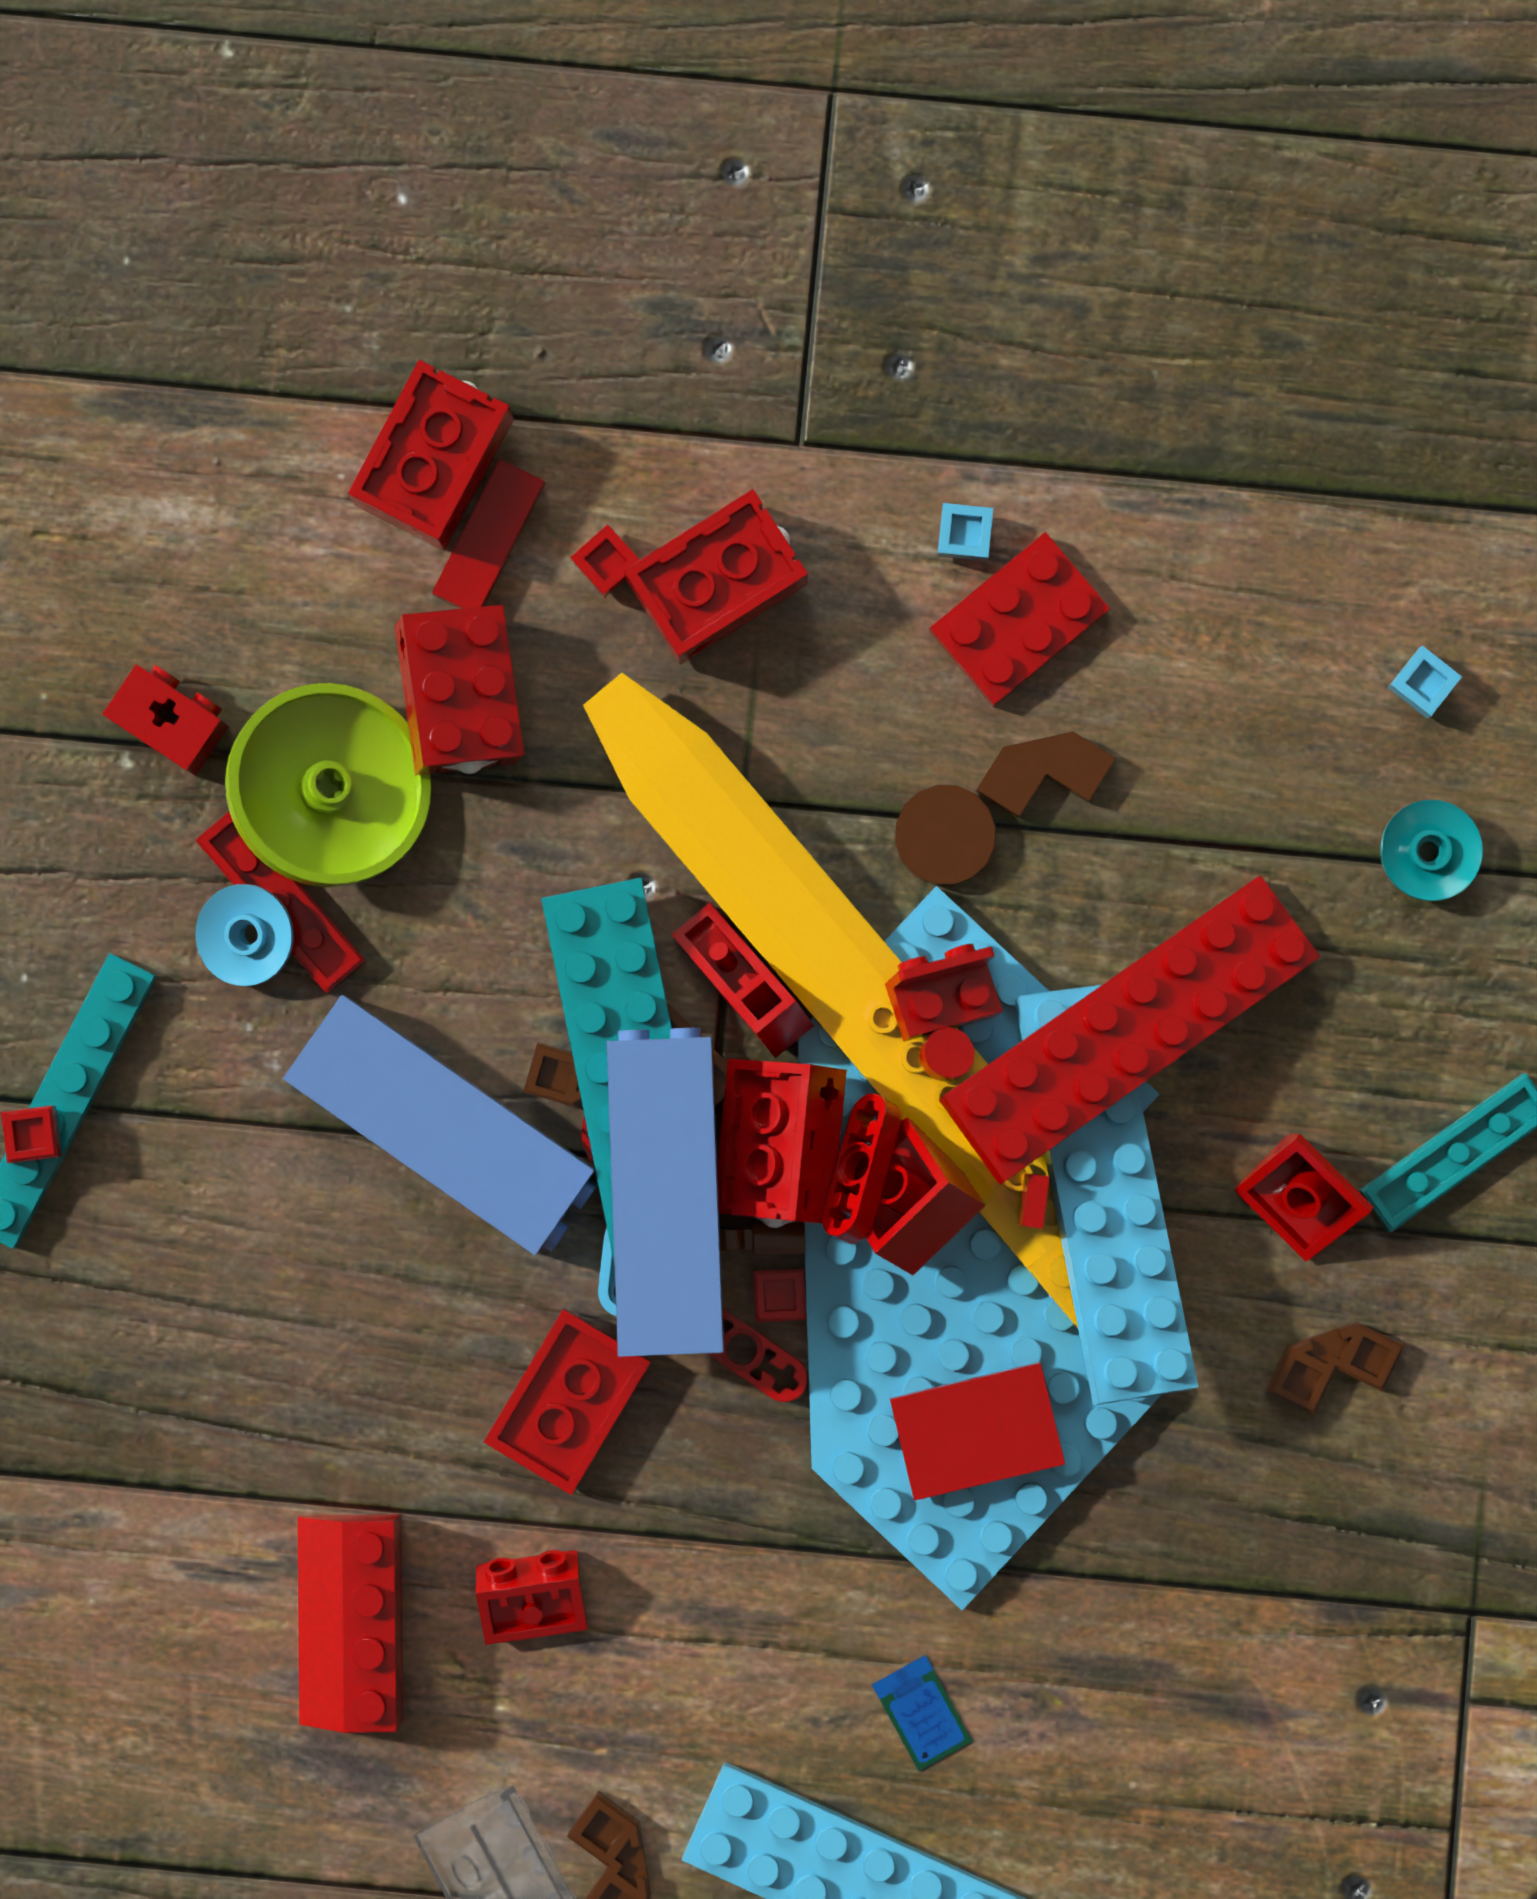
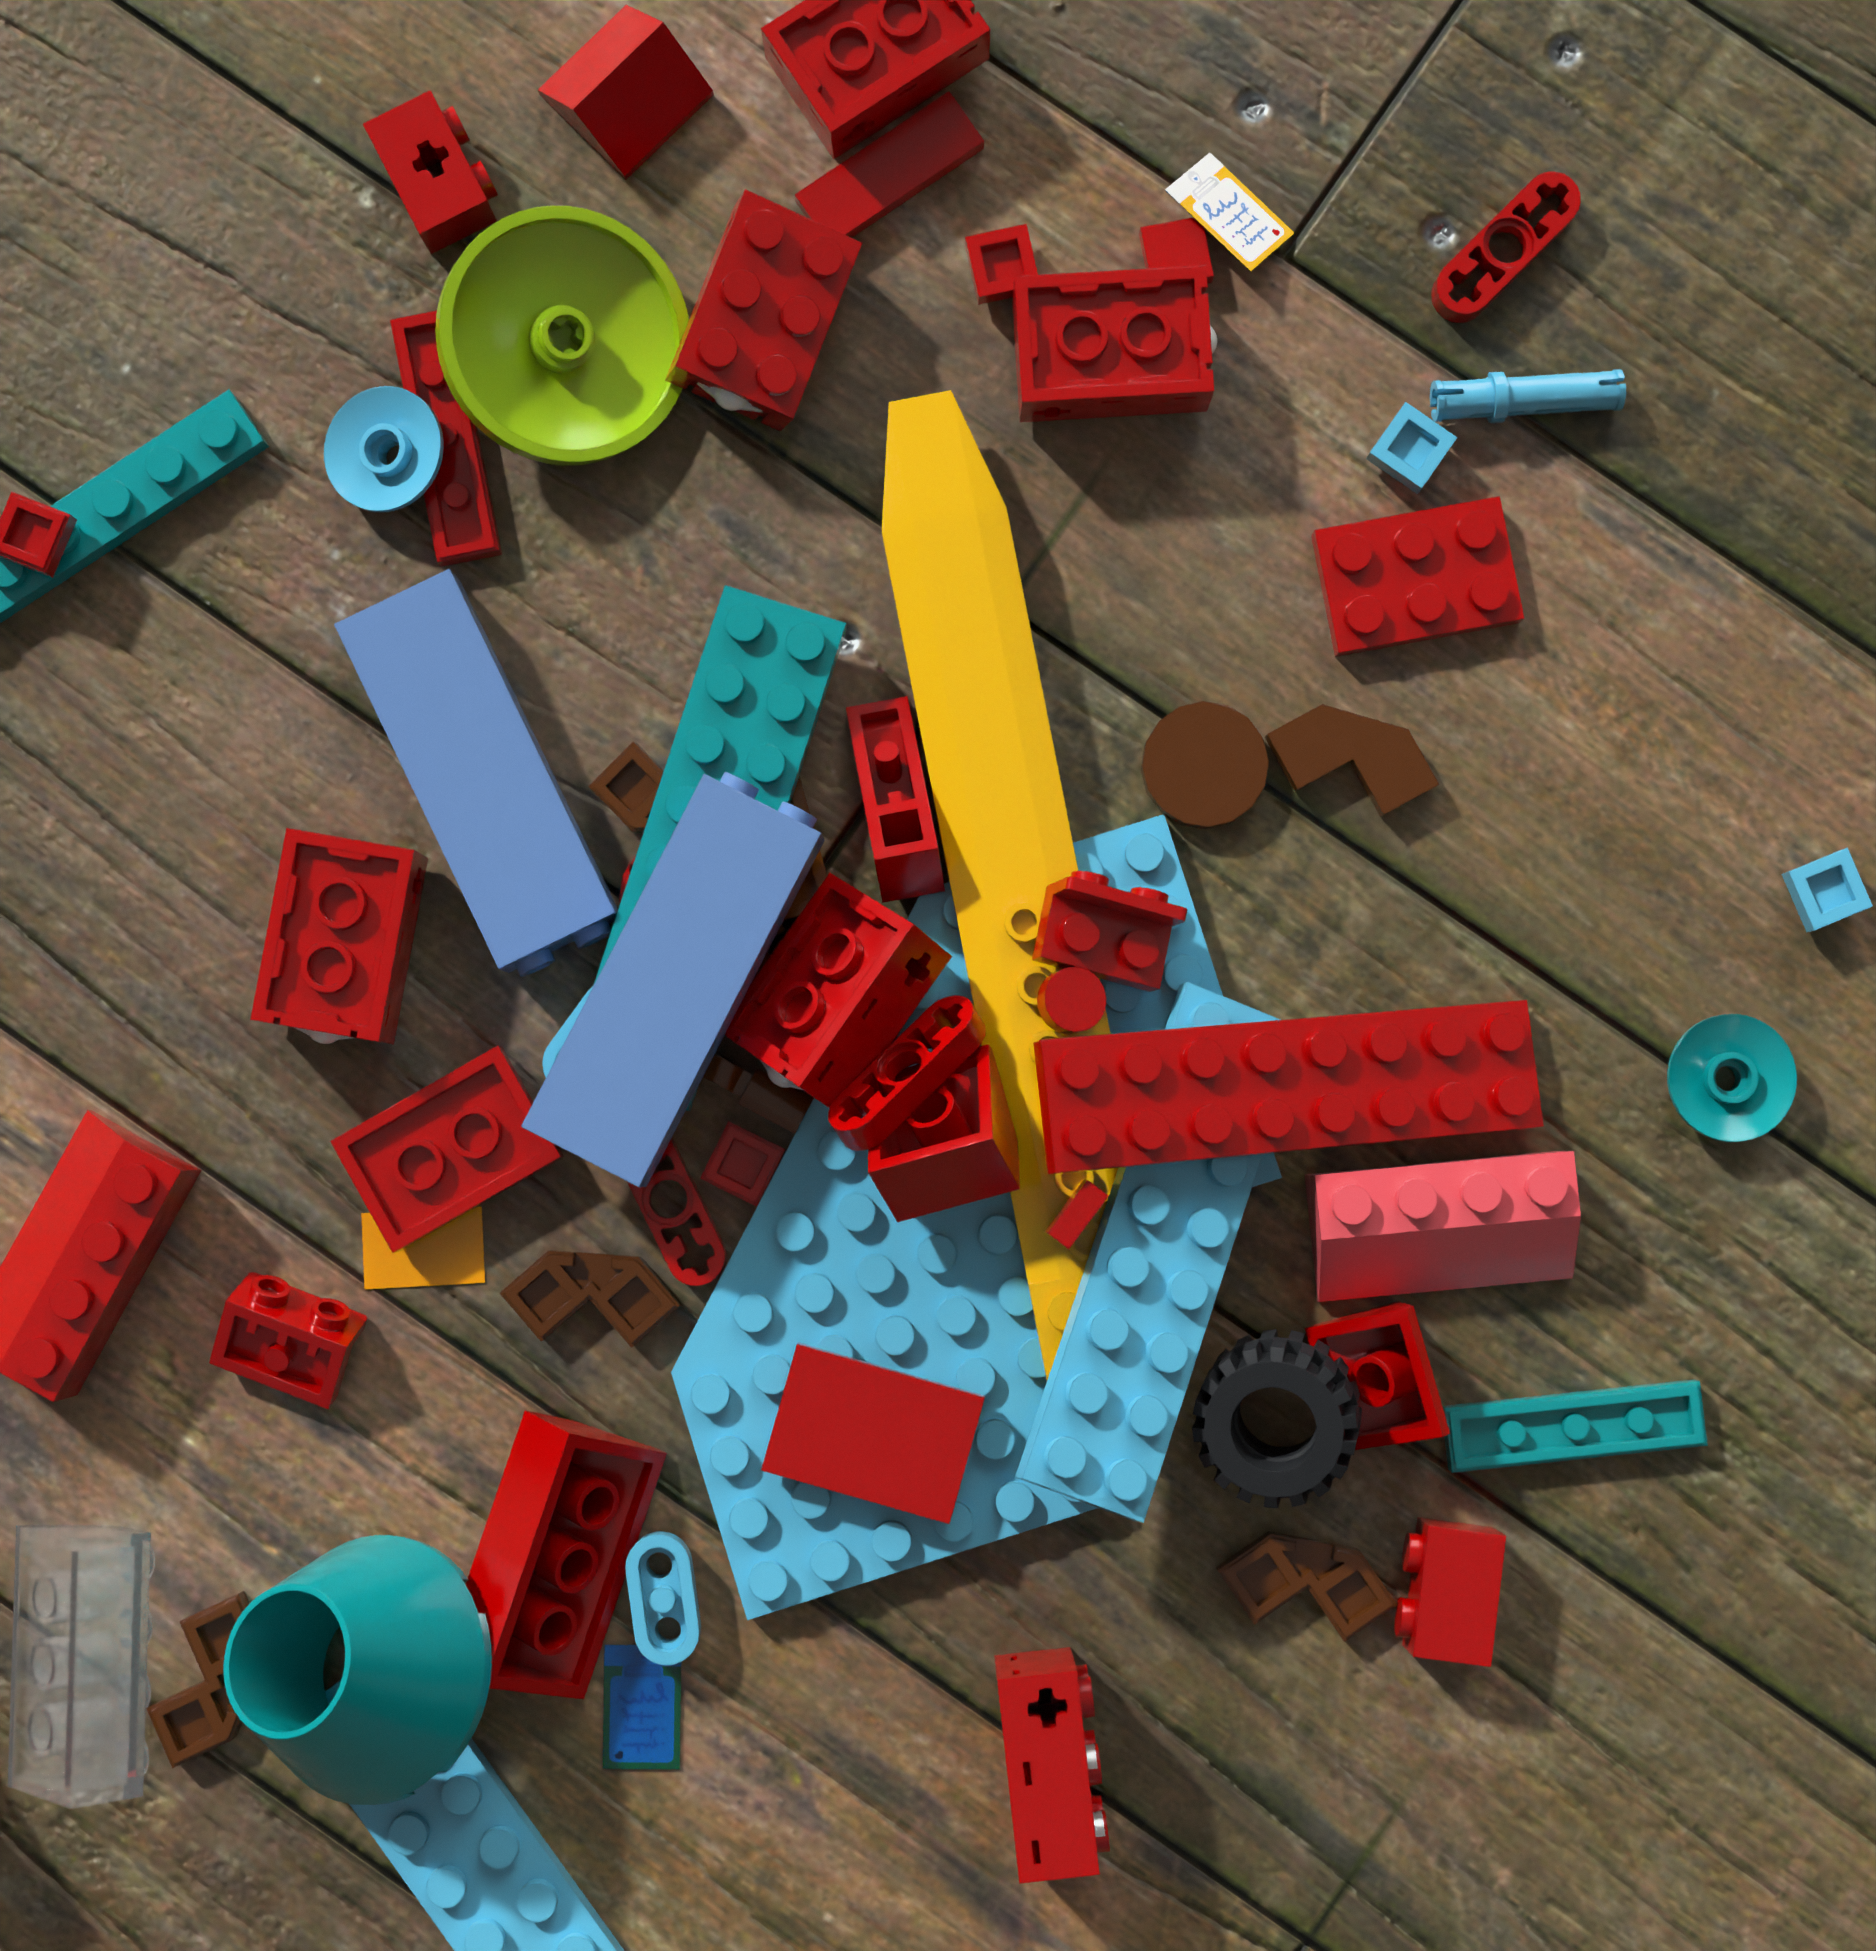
camera: 30 degrees right, 0 degrees up
(269, 582) = (627, 89): none -> red slope
(410, 1296) = (339, 937): none -> red piece
(605, 1480) = (441, 1258): none -> light orange sticker
(722, 482) = (1176, 245): none -> red tile
(738, 1429) = (617, 1285): none -> reddish brown tile
(744, 434) = (1229, 211): none -> white sticker
(760, 1785) = (408, 1678): none -> teal cone
(802, 1643) = (559, 1551): none -> red slope
(894, 1627) = (663, 1596): none -> medium azure plate
(948, 314) = (1523, 204): none -> red beam
(1008, 460) = (1512, 396): none -> medium azure pin
(1227, 1589) = (1051, 1765): none -> red piece
(1250, 1303) = (1266, 1468): none -> black tyre
(1289, 1064) = (1444, 1225): none -> coral slope
(1435, 1314) = (1451, 1591): none -> red brick

